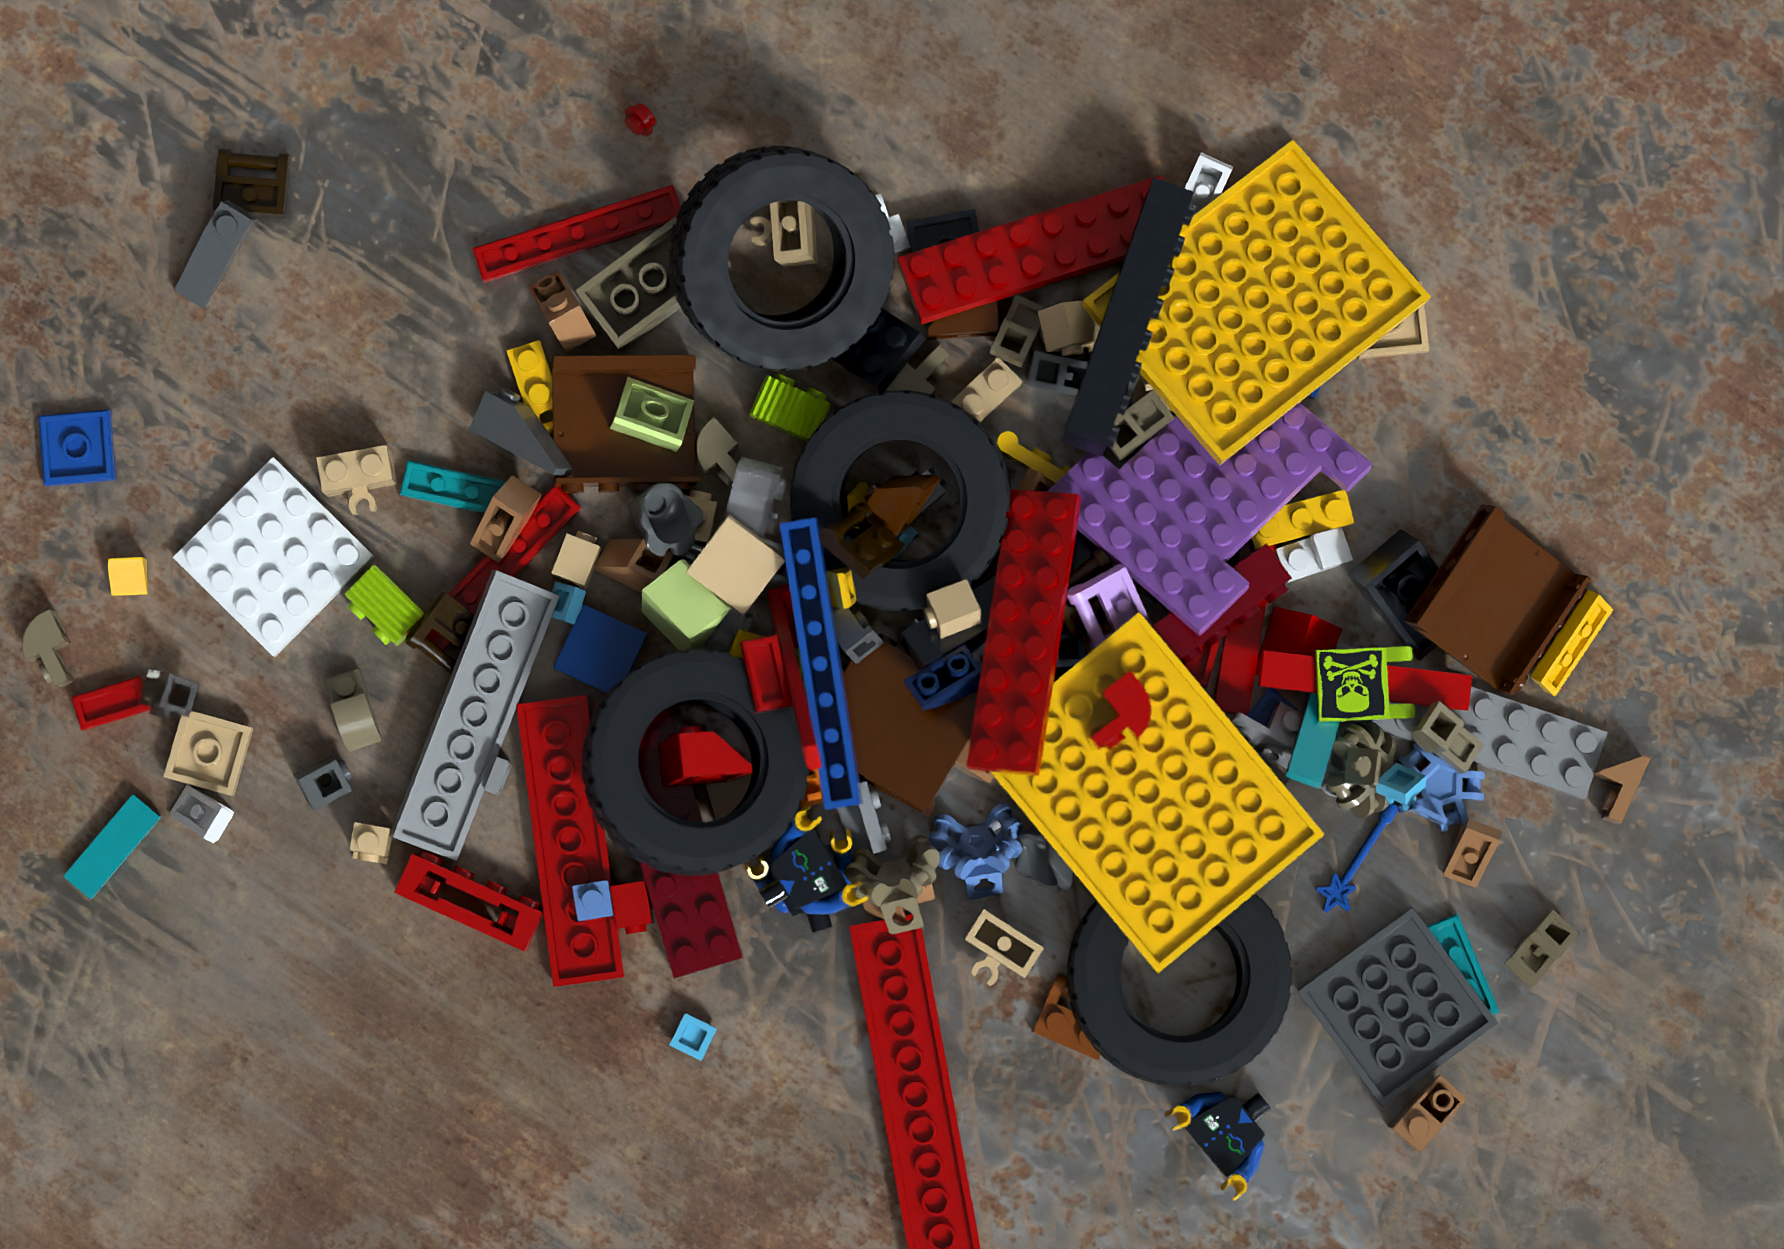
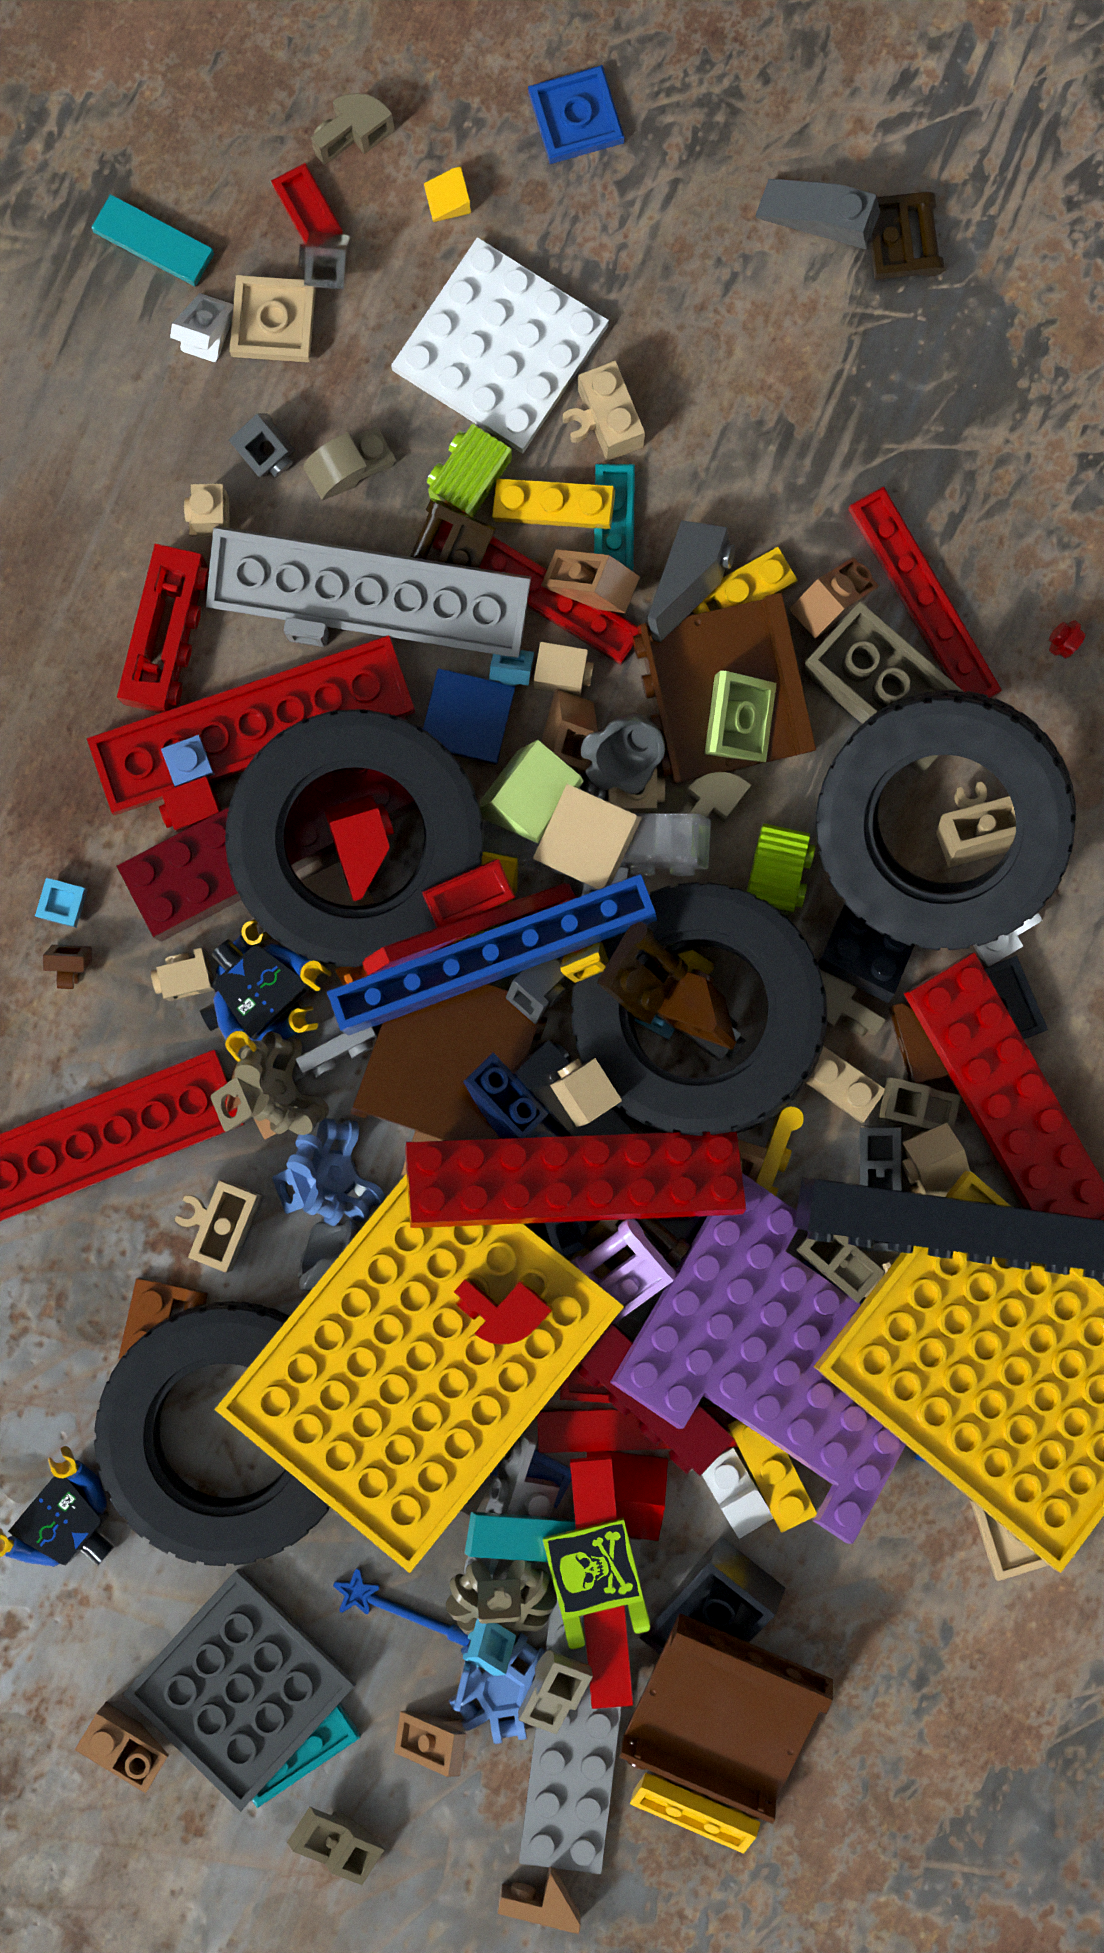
camera: 85 degrees right, 0 degrees up
(428, 537) = (553, 503): none -> yellow plate
(746, 1040) = (68, 962): none -> reddish brown tile
(779, 941) = (183, 976): none -> tan brick

